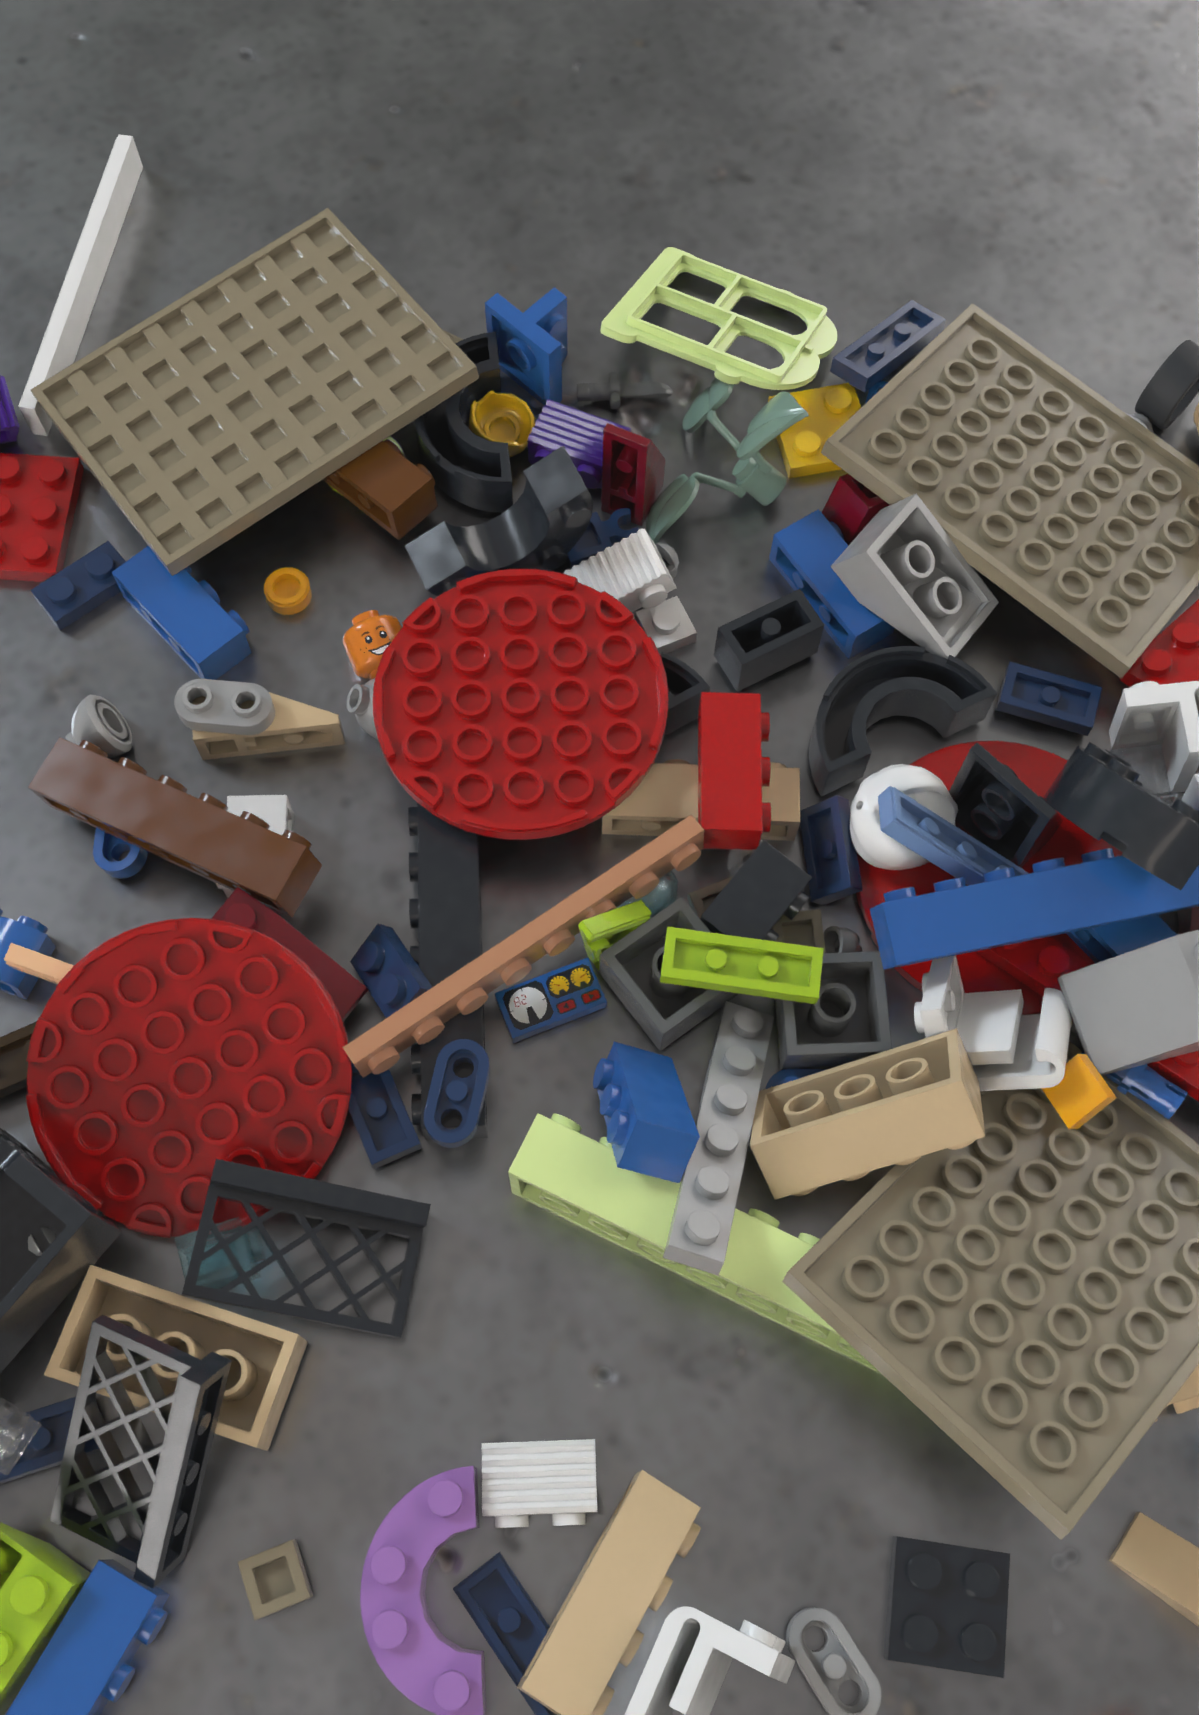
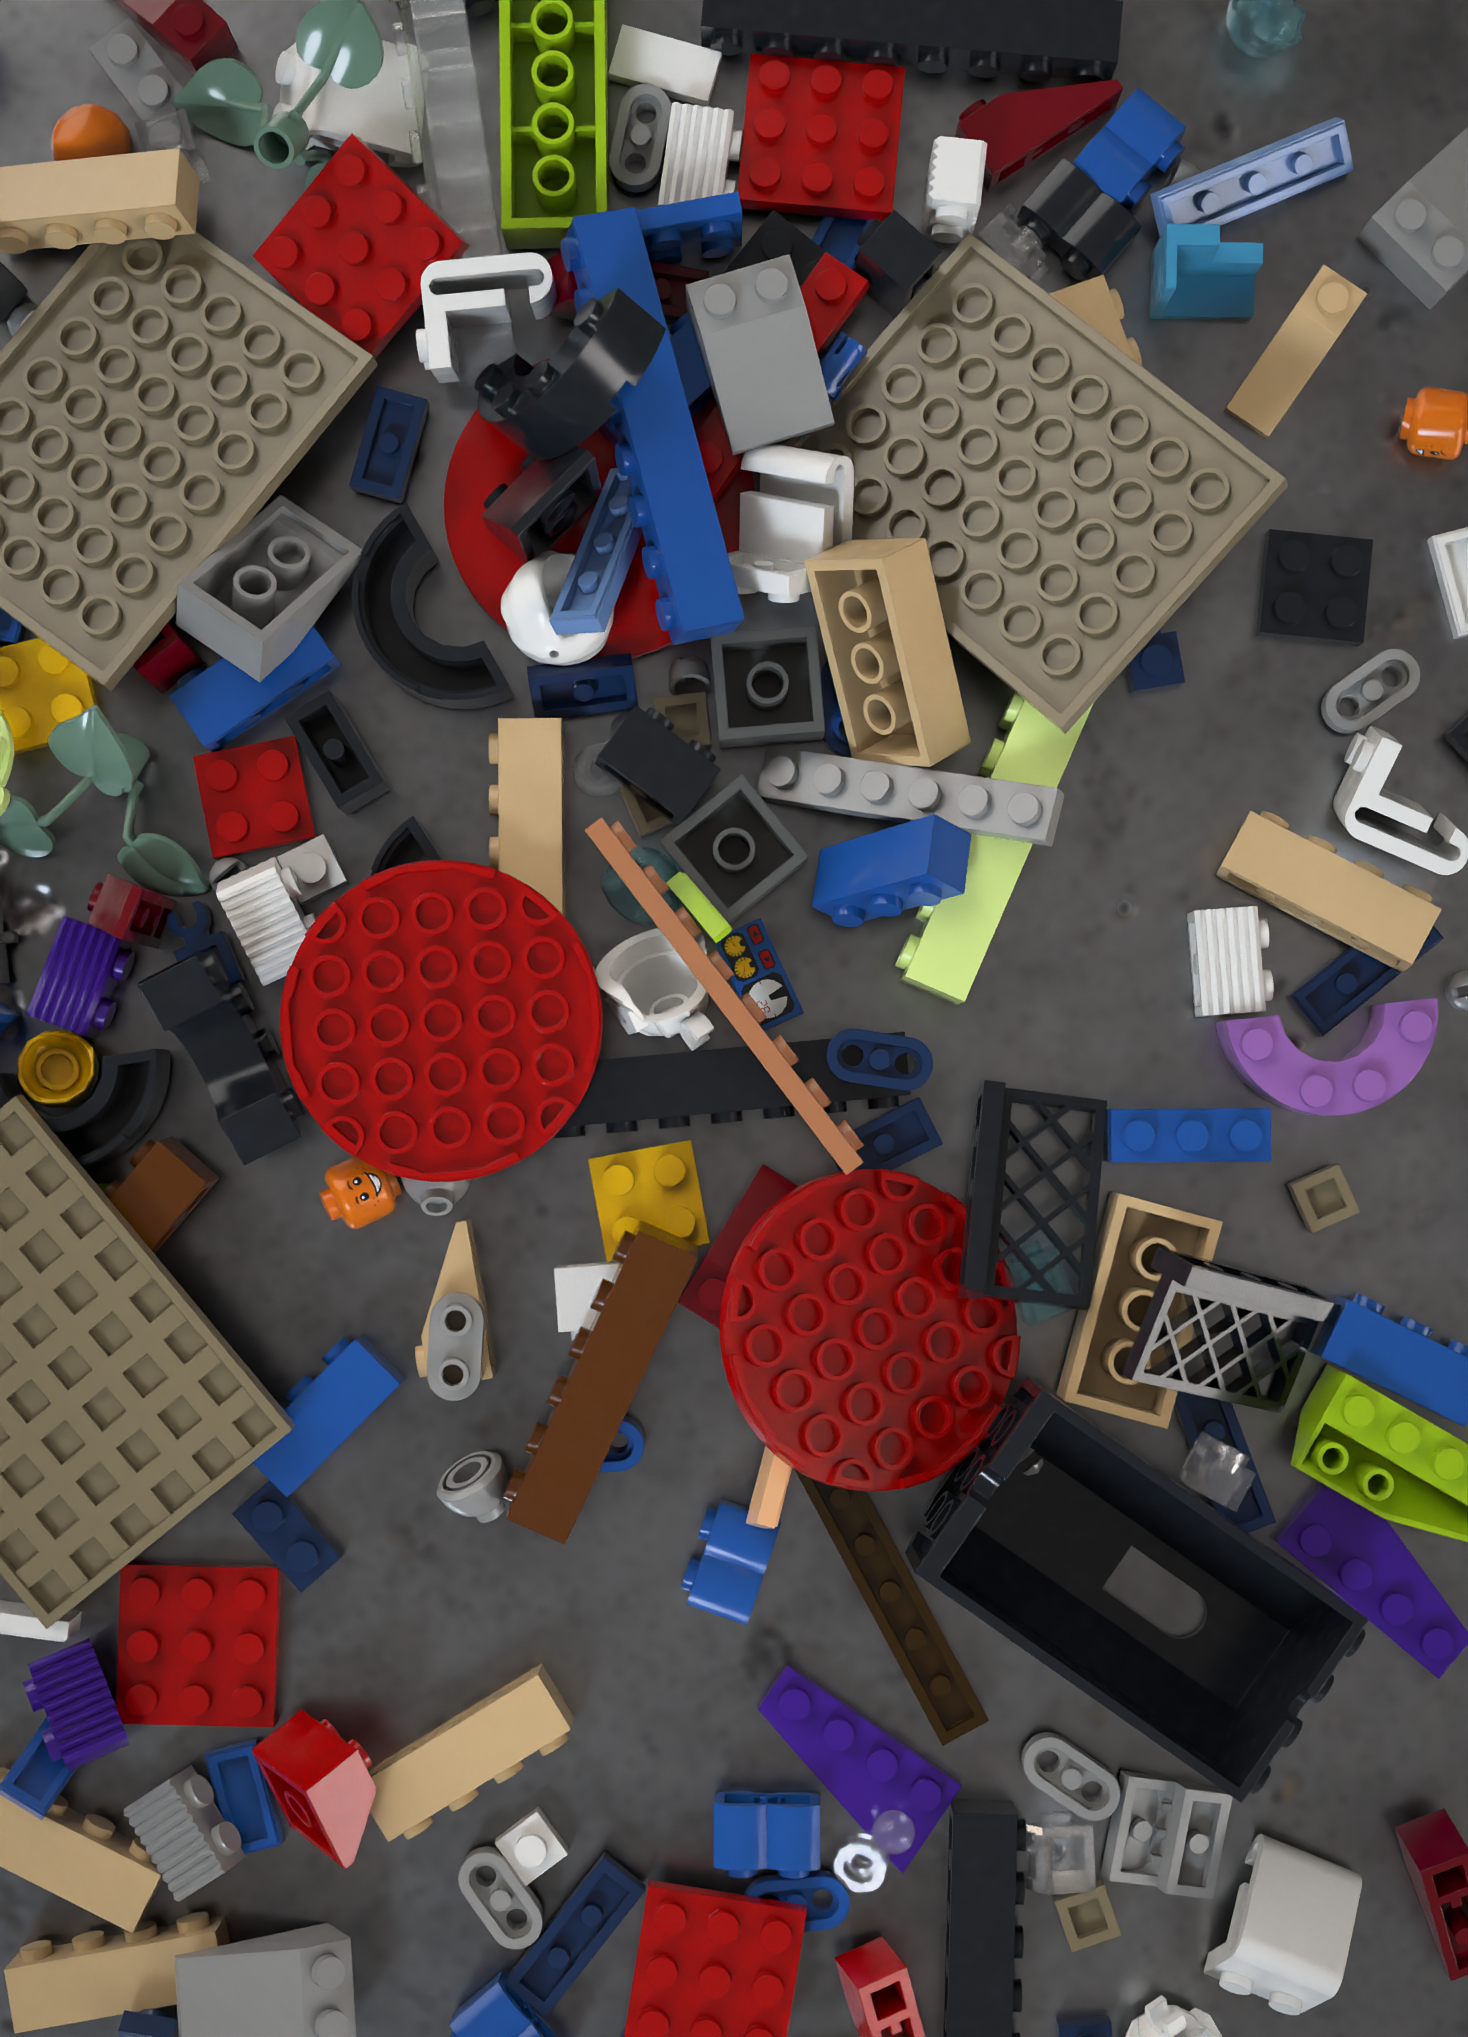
camera: 90 degrees left, 20 degrees up
(287, 591) = (284, 1301): light orange tile -> none
(349, 893) = (649, 1186): none -> yellow plate
(356, 1422) = (1188, 1135): none -> blue brick
(389, 970) = (749, 1138): dark blue plate -> none
(534, 886) = (655, 989): none -> white helmet
(726, 580) = (255, 797): none -> red plate
(732, 770) = (513, 789): red brick -> none
(742, 965) = (739, 776): lime plate -> none
(867, 1416) = (1156, 664): none -> dark blue plate
(1080, 1092) = (852, 437): light orange tile -> none

